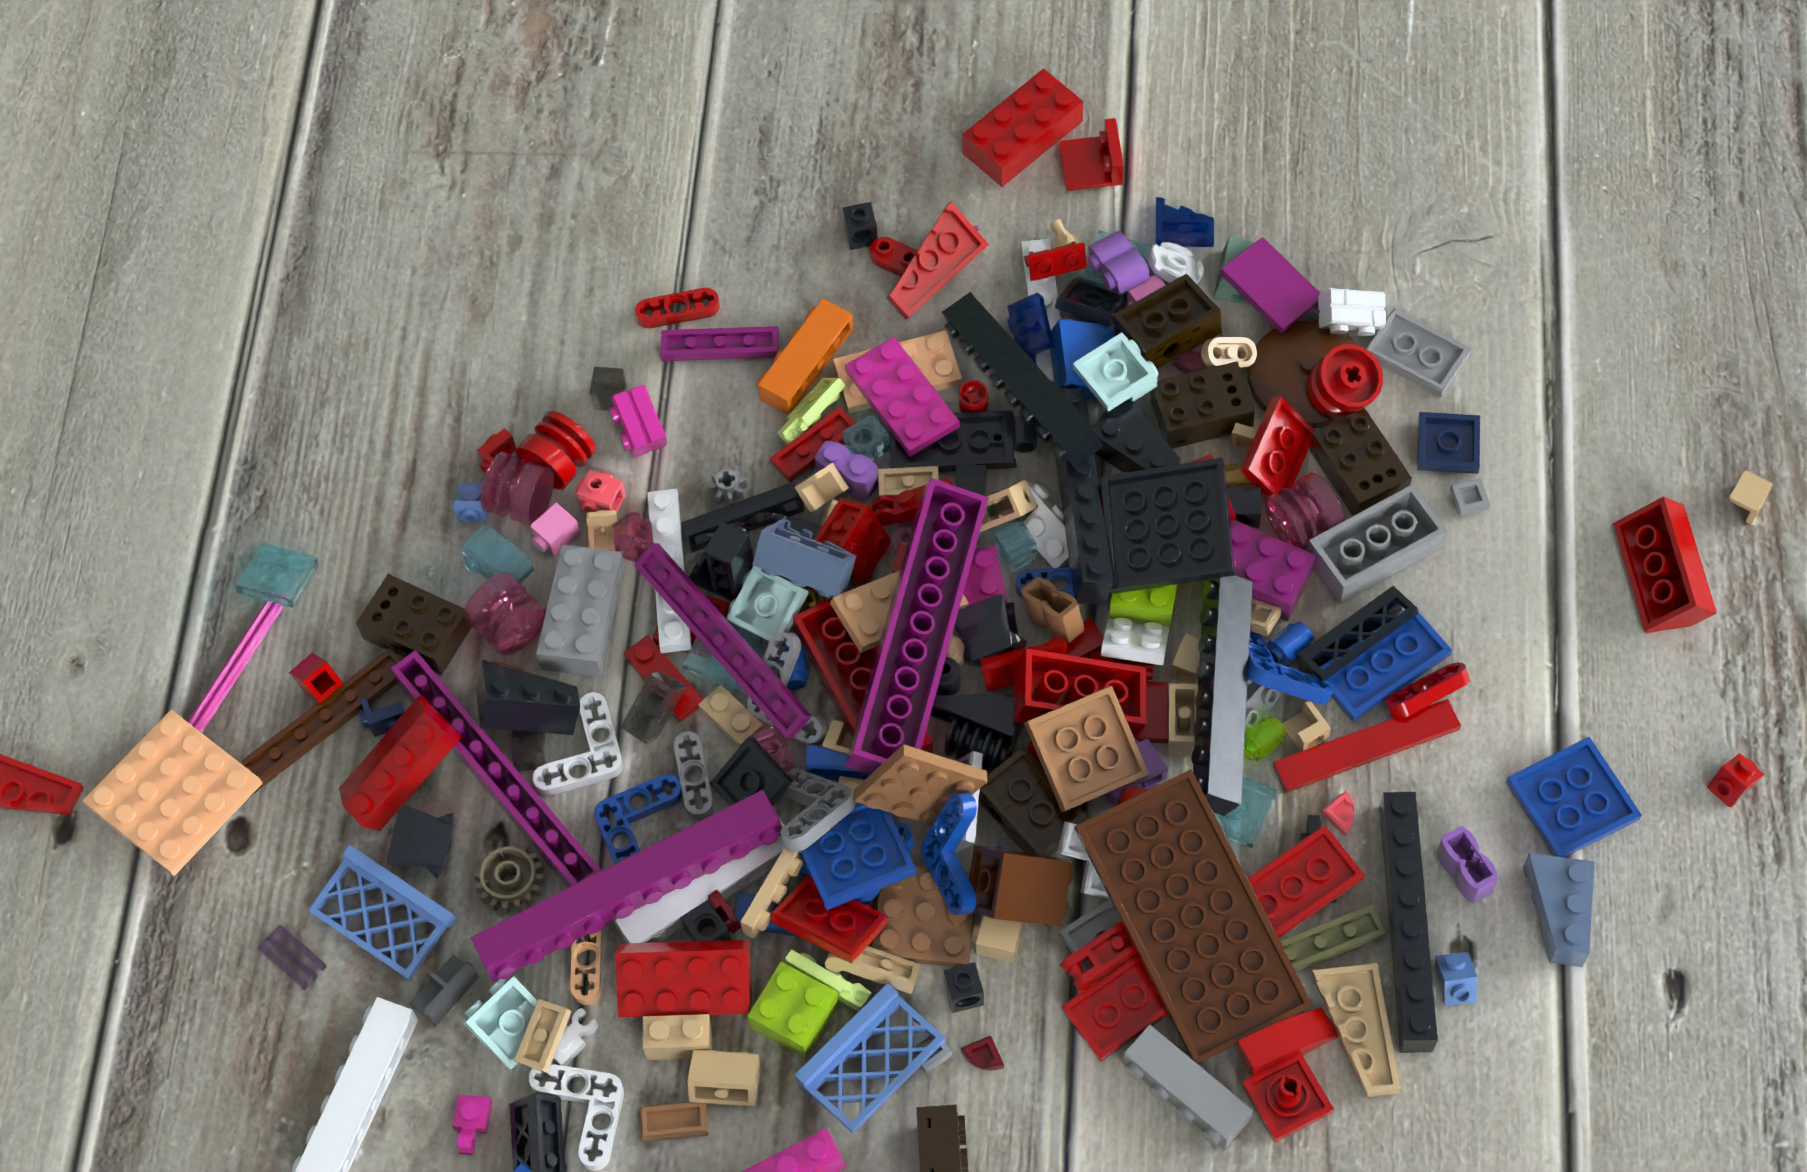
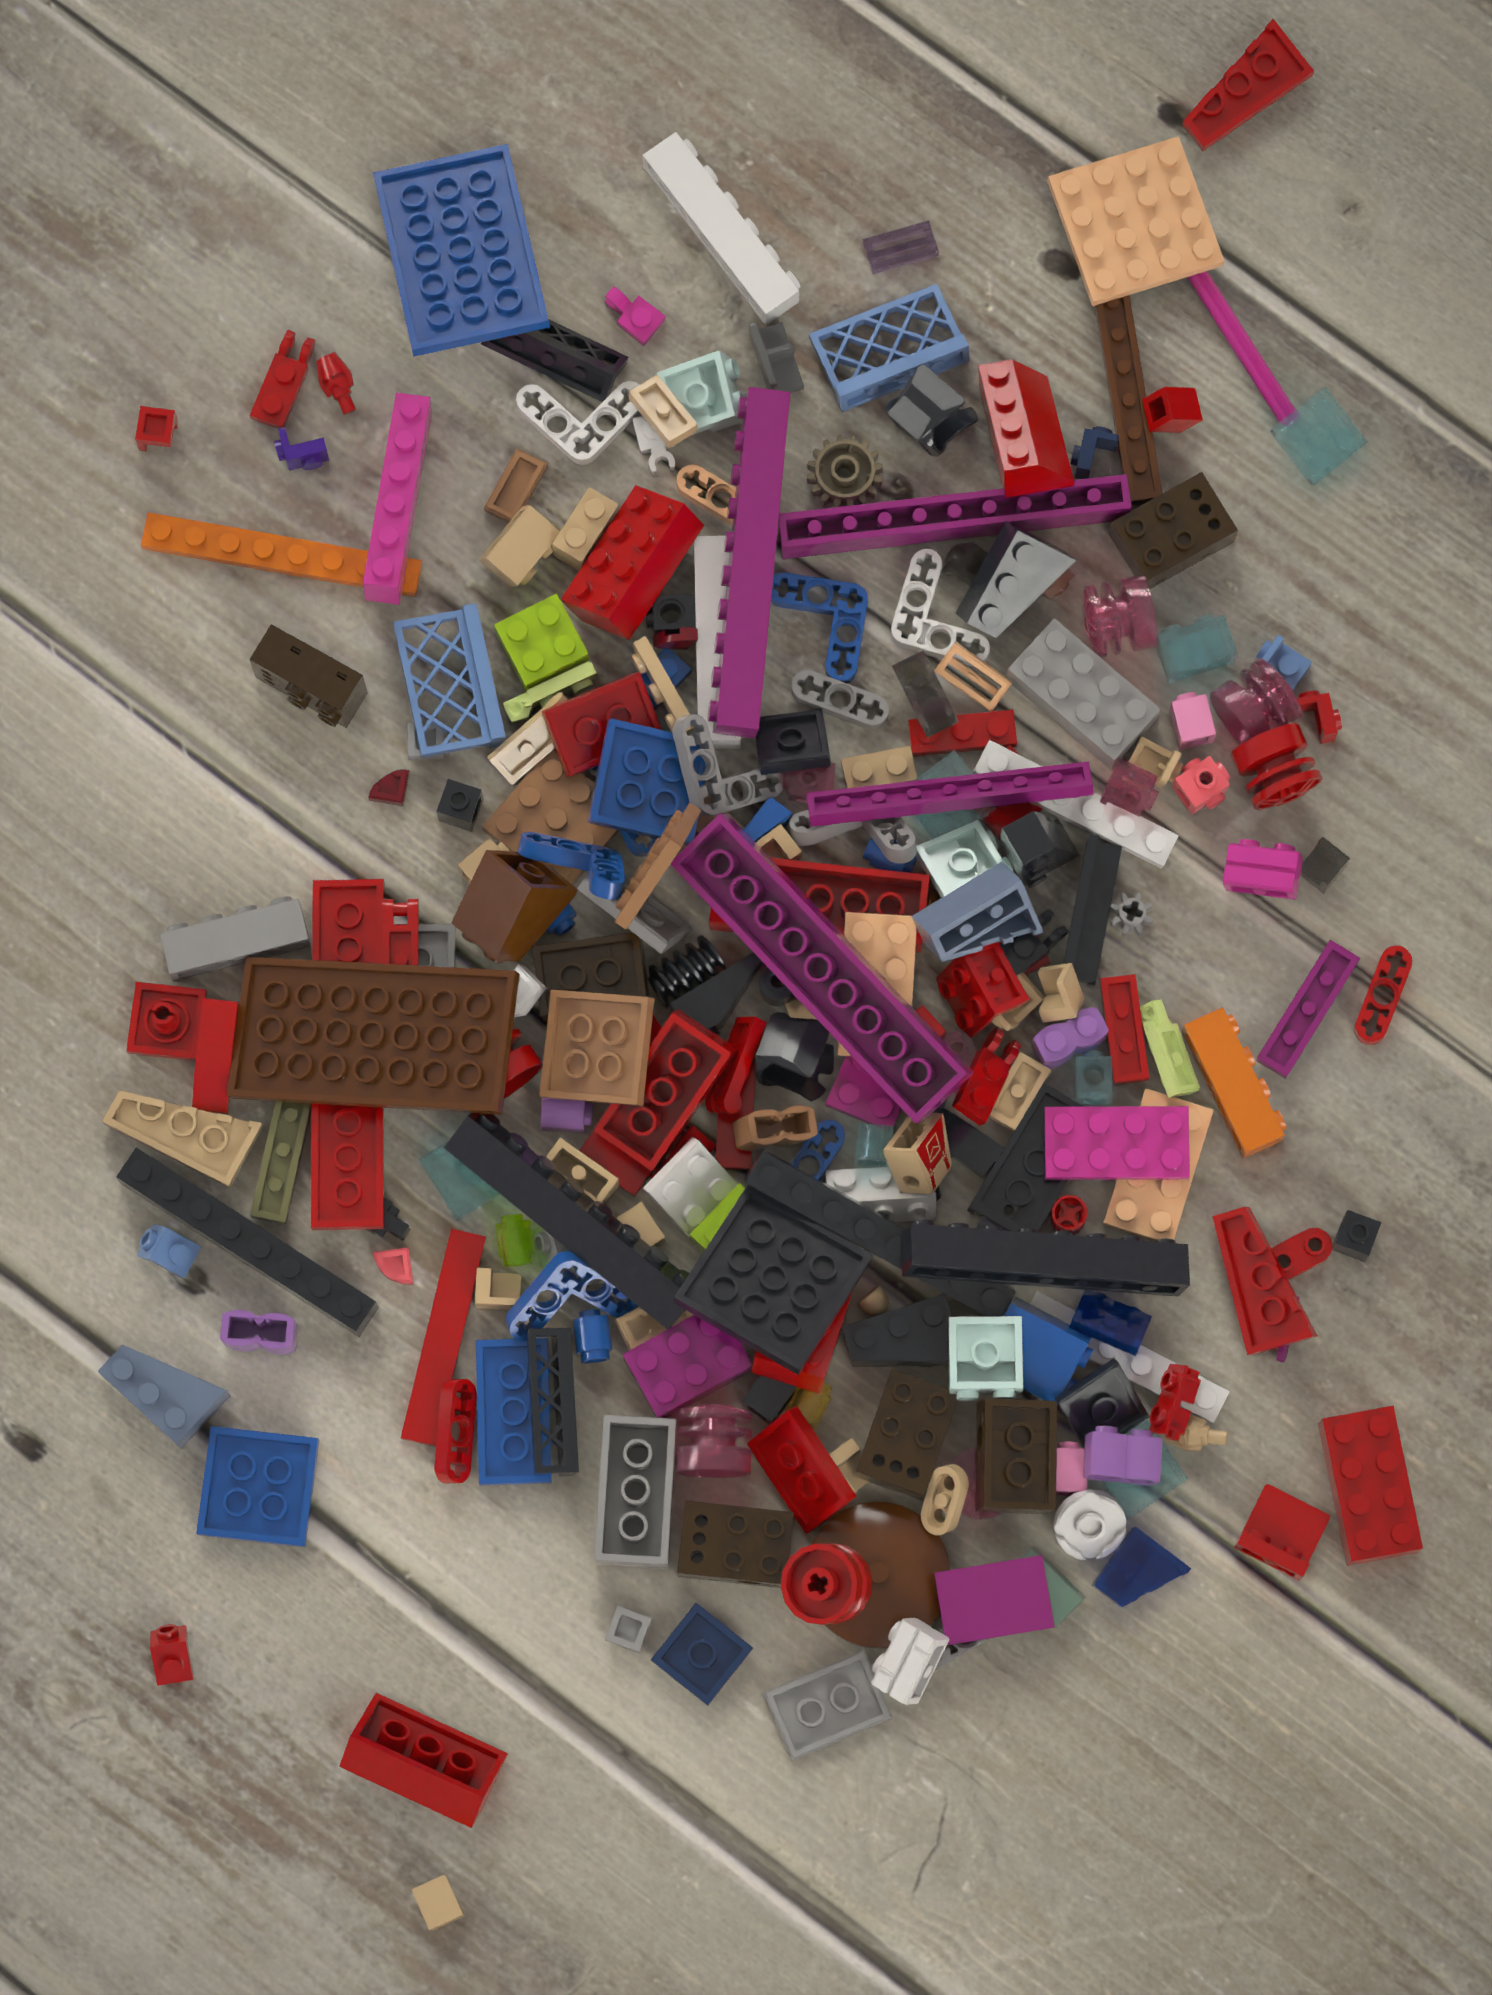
camera: 120 degrees right, 15 degrees up
(612, 712) = (958, 649): none -> light nougat tile

